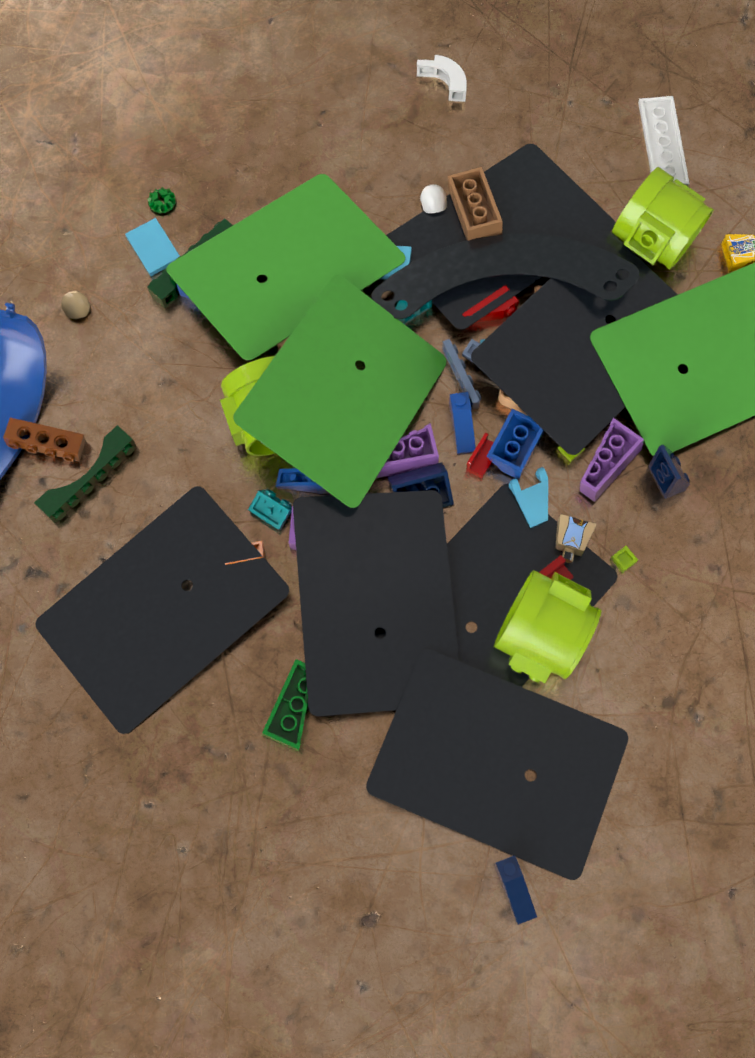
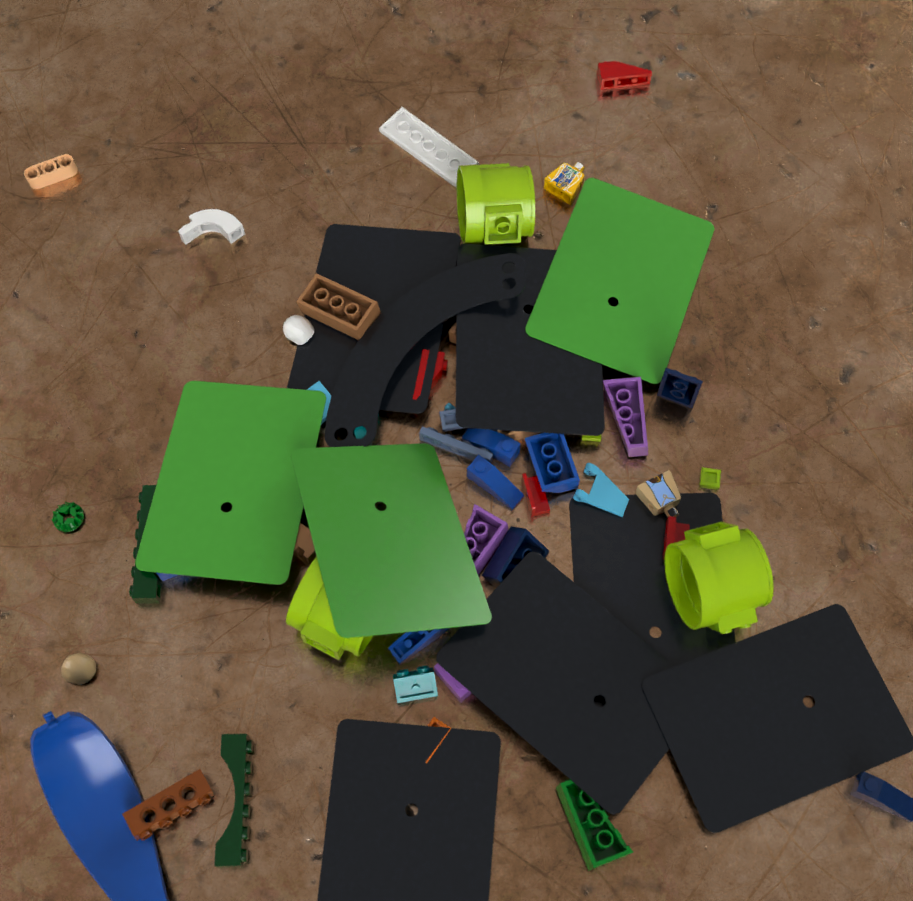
camera: 45 degrees left, 5 degrees down
(152, 246) = (99, 561): medium azure tile -> none
(491, 398) = (503, 447): none -> blue slope

